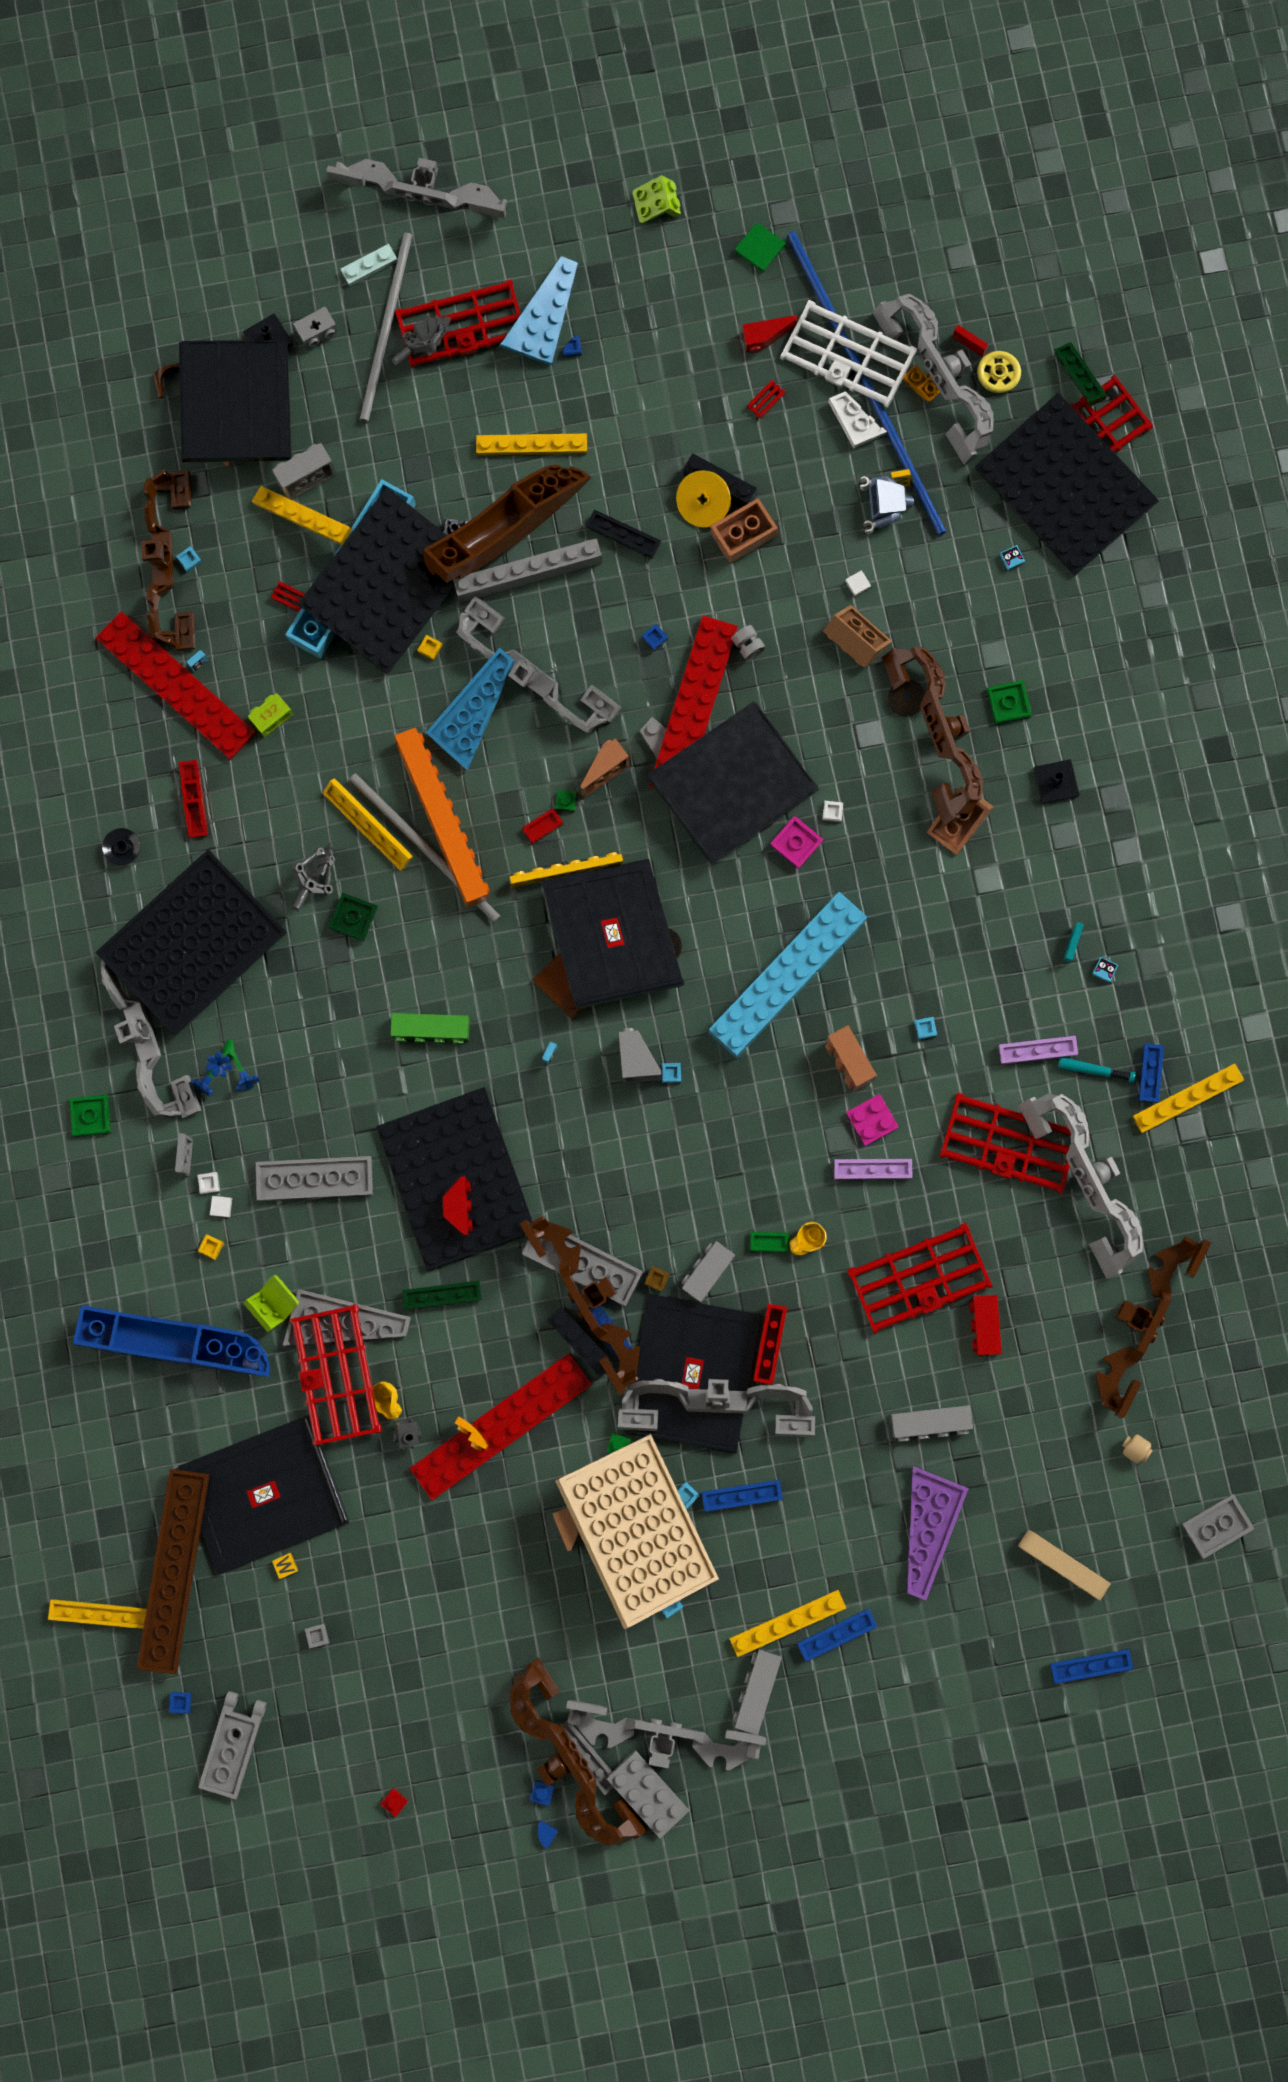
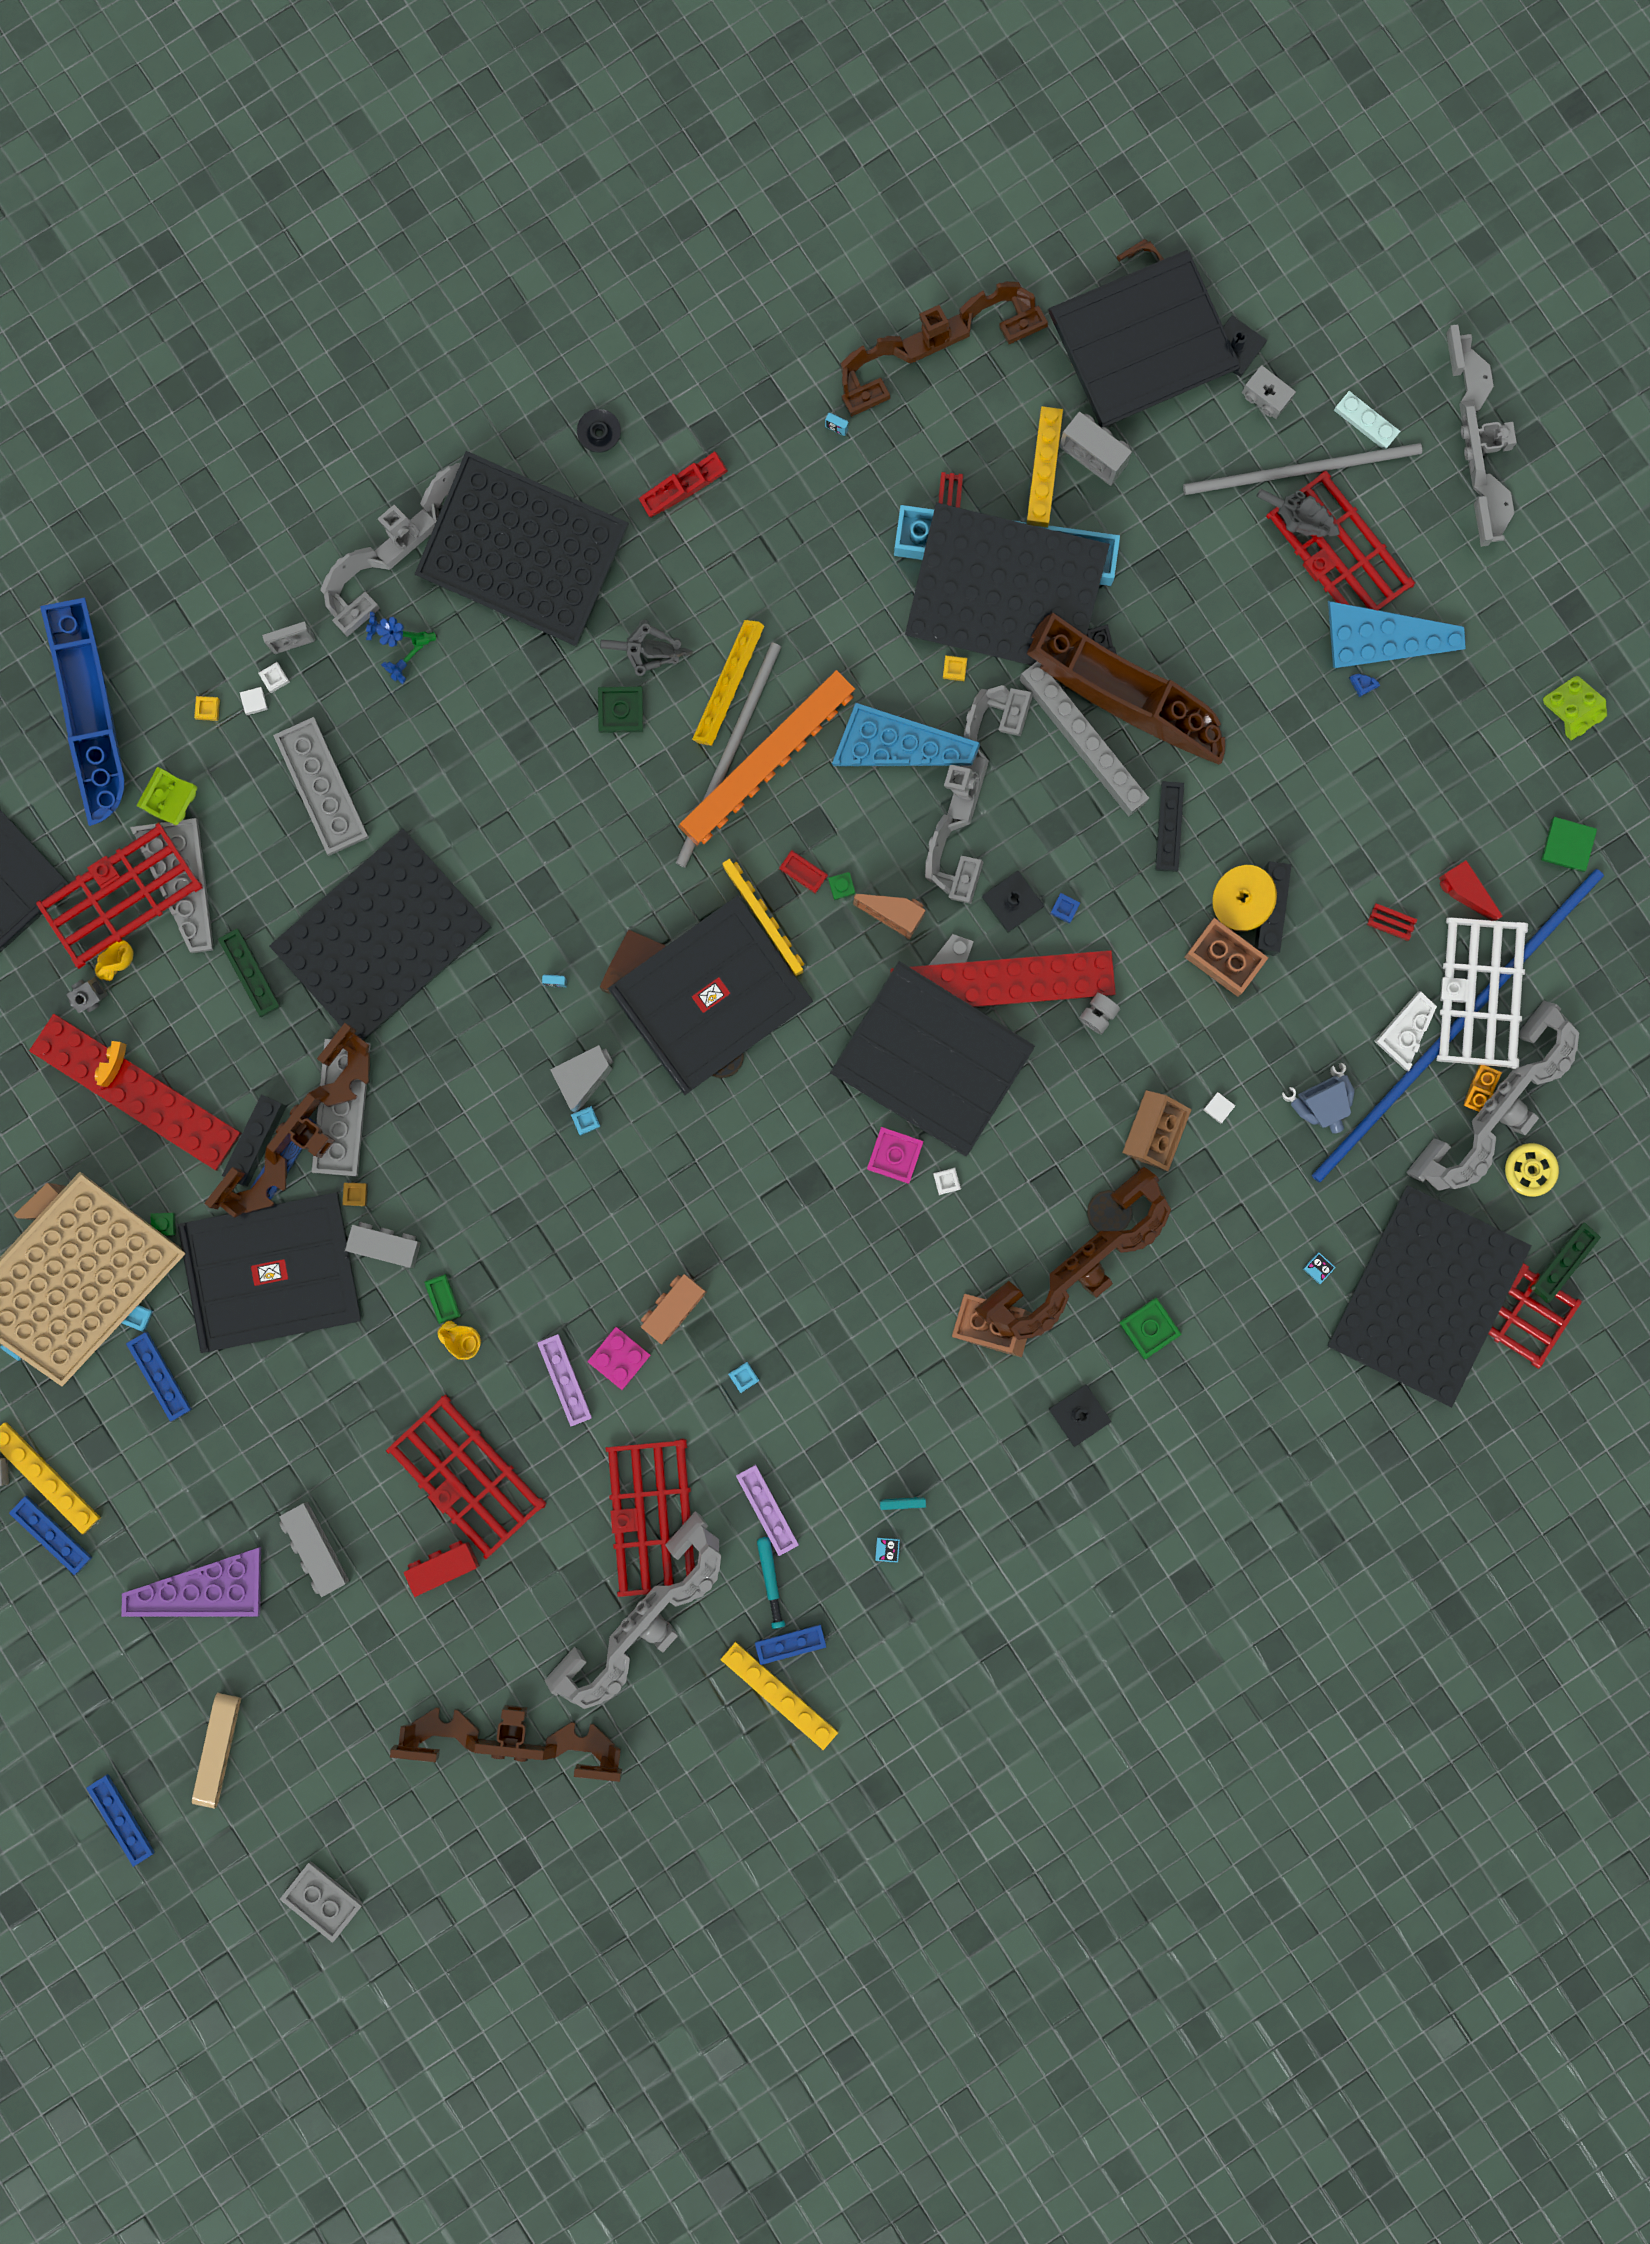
camera: 60 degrees right, 5 degrees up
(90, 1115) = (297, 522): green tile -> none
(176, 685) = (801, 413): red plate -> none
(188, 559) = (948, 367): medium azure tile -> none
(270, 714) = (808, 527): lime brick -> none
(430, 1027) = (532, 842): bright green brick -> none
(457, 1206) = (345, 950): red slope -> none
(531, 444) = (1232, 684): yellow plate -> none
(632, 675) = (1012, 901): none -> black tile
(717, 1399) = (247, 1309): light grey piece -> none
(770, 1344) = (328, 1343): red brick -> none
(787, 975) = (741, 1203): medium azure brick -> none
(901, 477) = (1360, 1108): yellow tile -> none
(970, 340) = (1555, 1123): red tile -> none
(1137, 1449) = (370, 1783): tan head -> none

